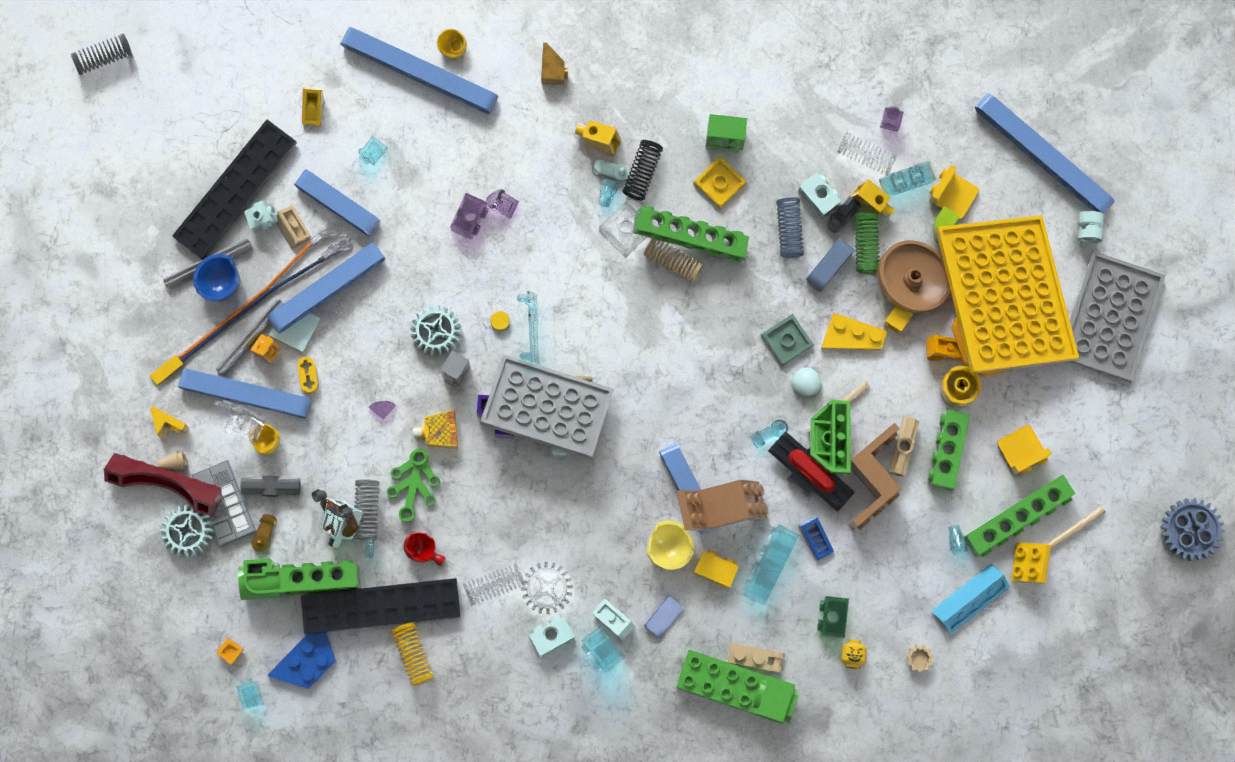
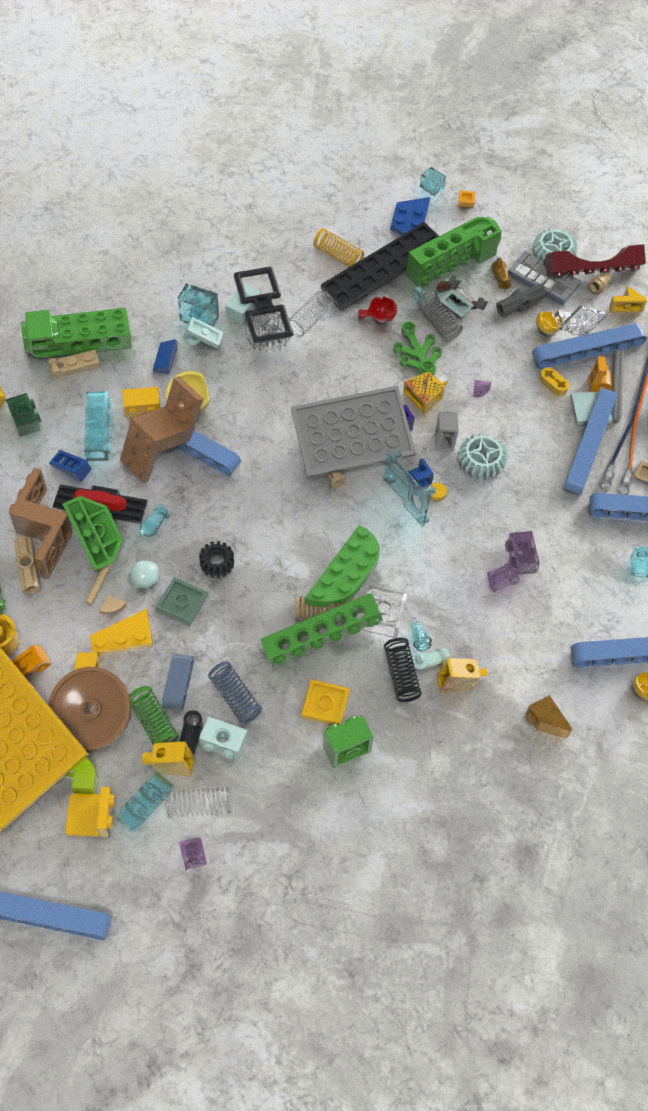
camera: 150 degrees right, 20 degrees down
(506, 343) = (422, 474): none -> blue panel
(538, 614) = (263, 304): none -> black bar
(633, 280) = (347, 570): none -> bright green plate
(736, 372) = (216, 569): none -> black tyre
(848, 368) = (112, 605): none -> tan tile

